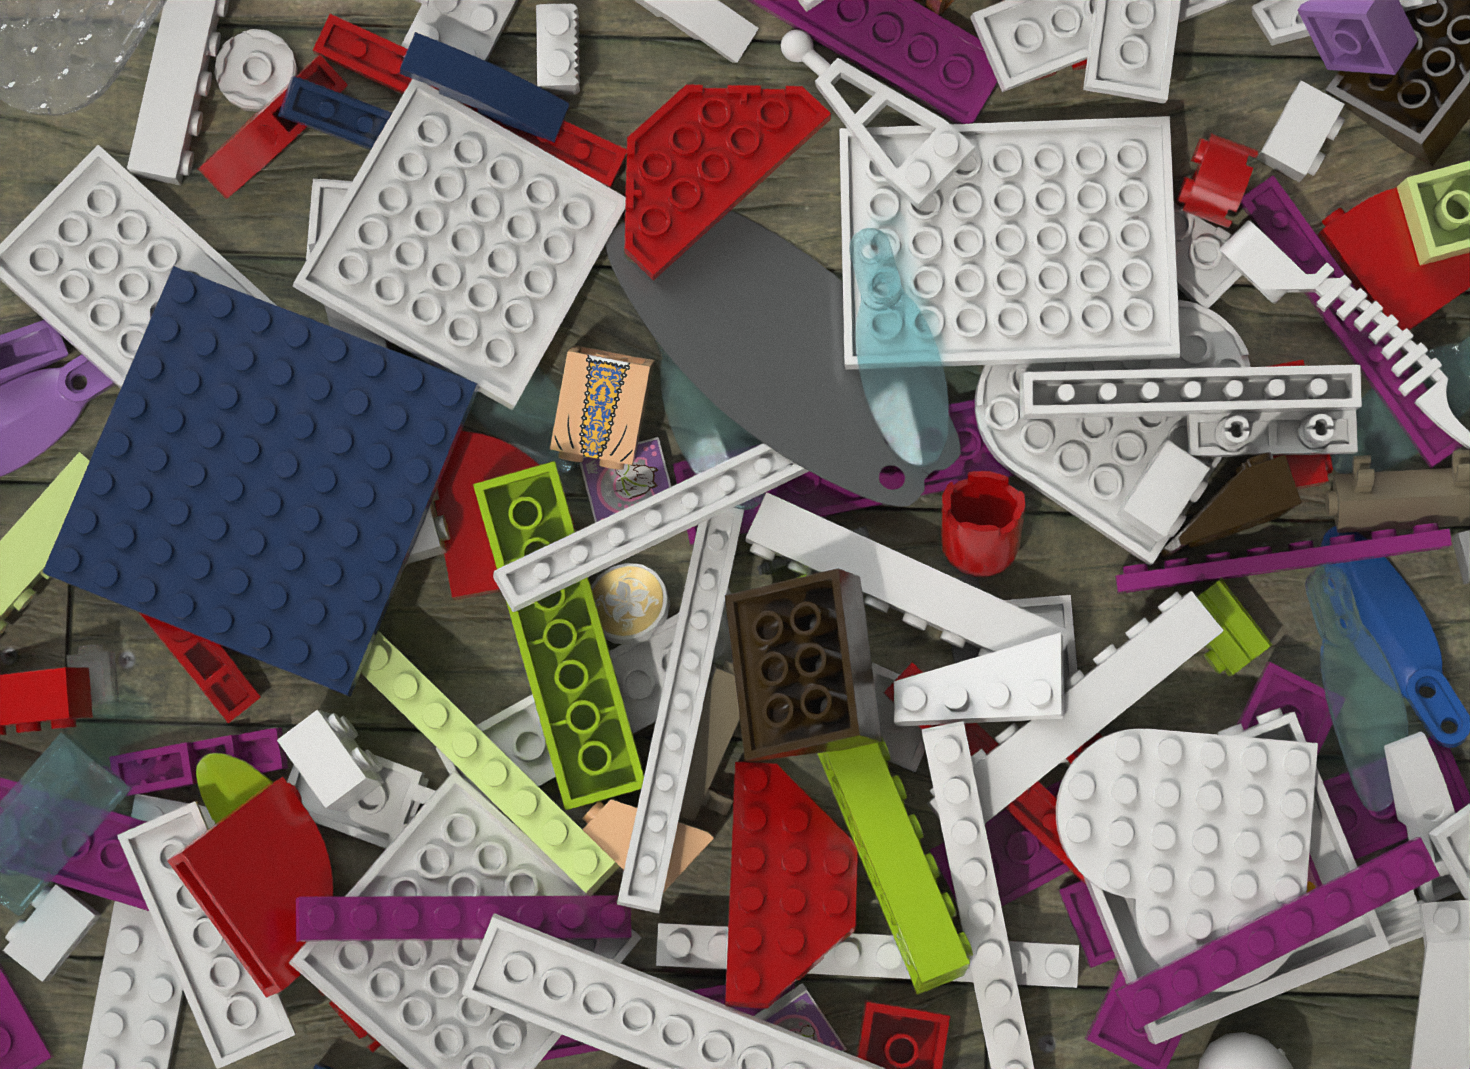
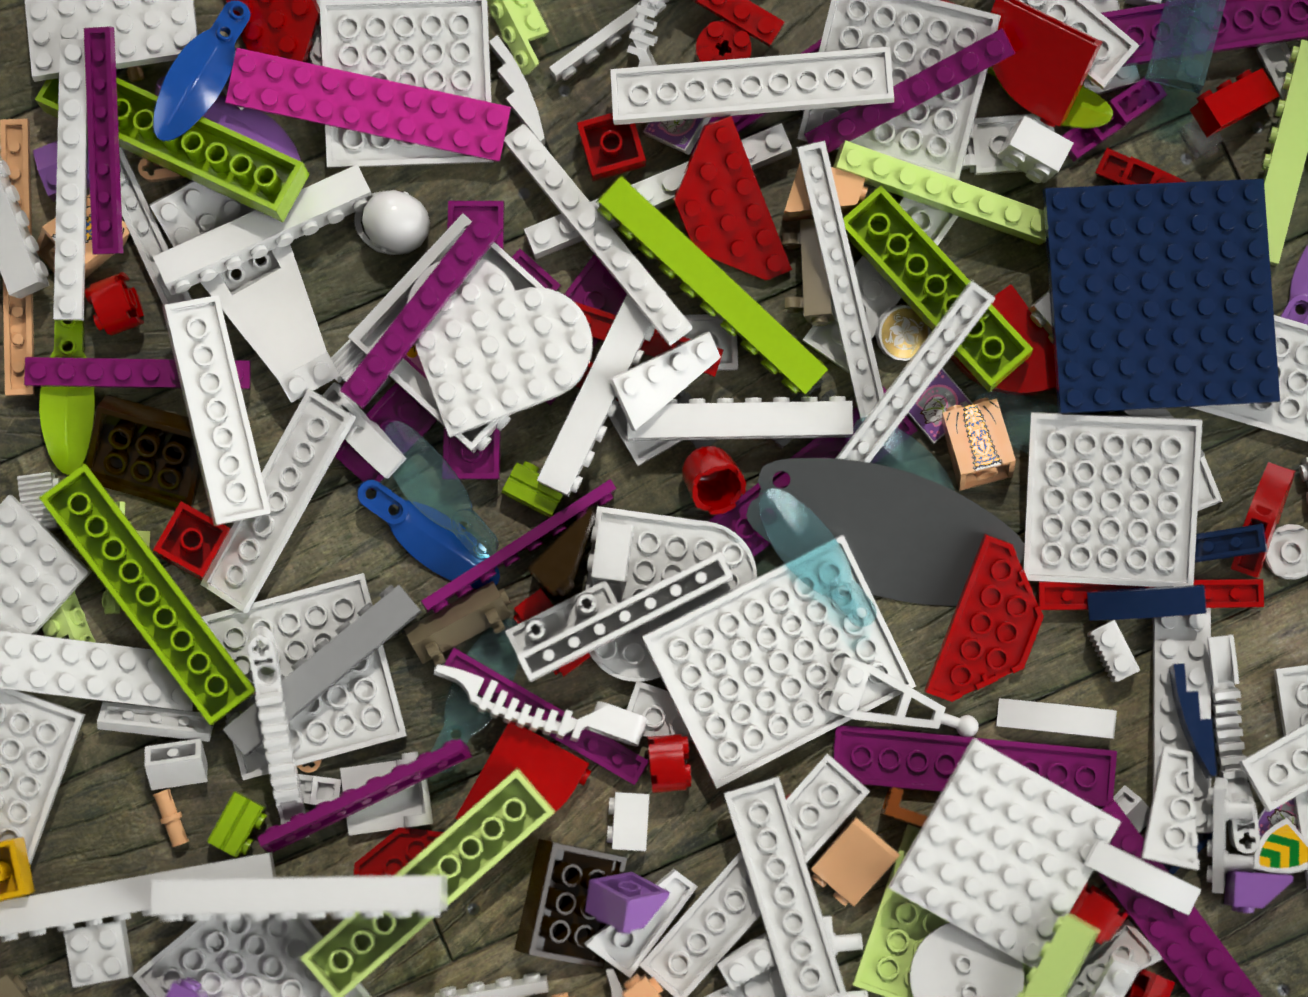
camera: 155 degrees right, 0 degrees up
(803, 666) = (781, 333): dark brown slope -> none

